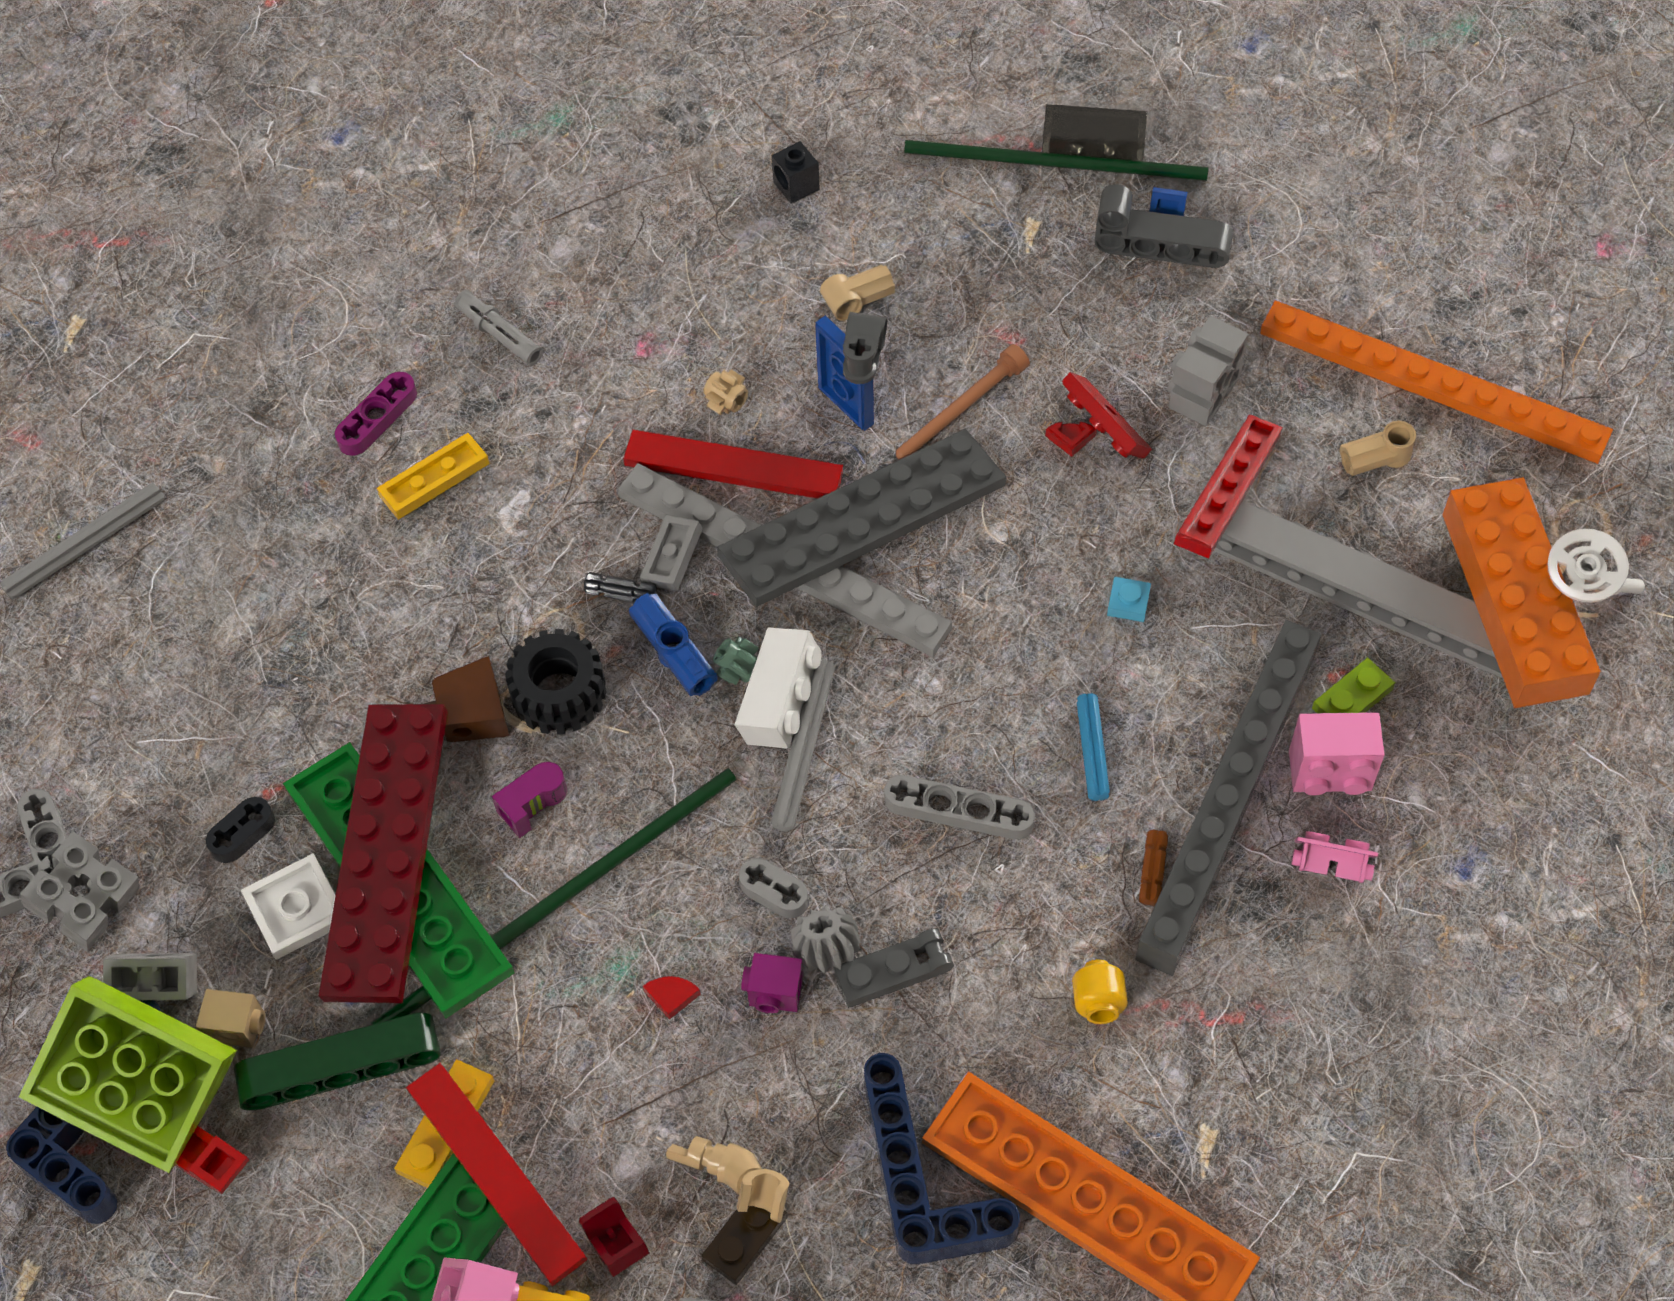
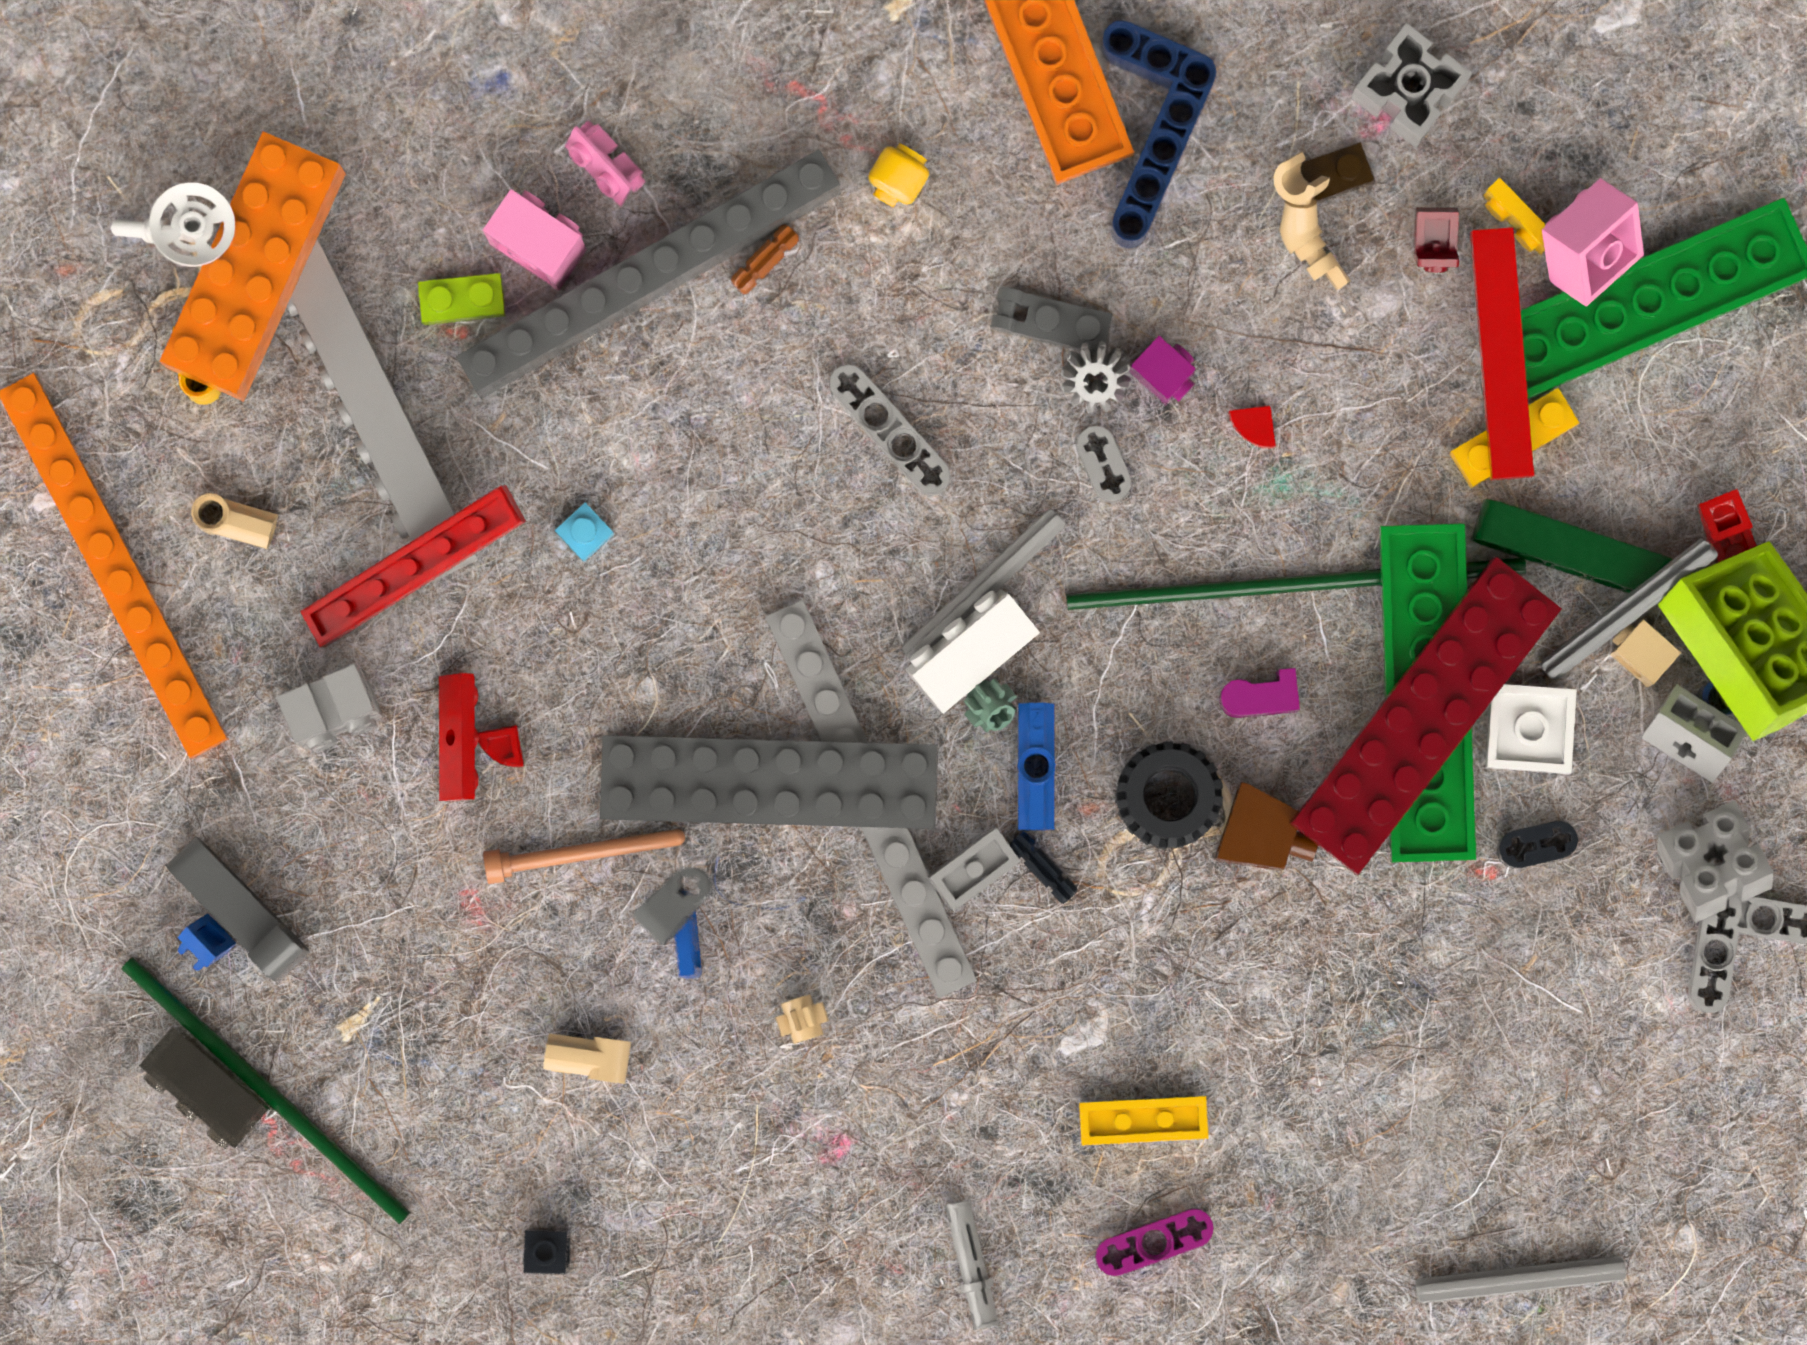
camera: 145 degrees left, 25 degrees up
(259, 1035) = (1628, 609): none -> axle
(732, 464) = (847, 936): red tile -> none
(1093, 747) = (730, 407): dark azure axle -> none

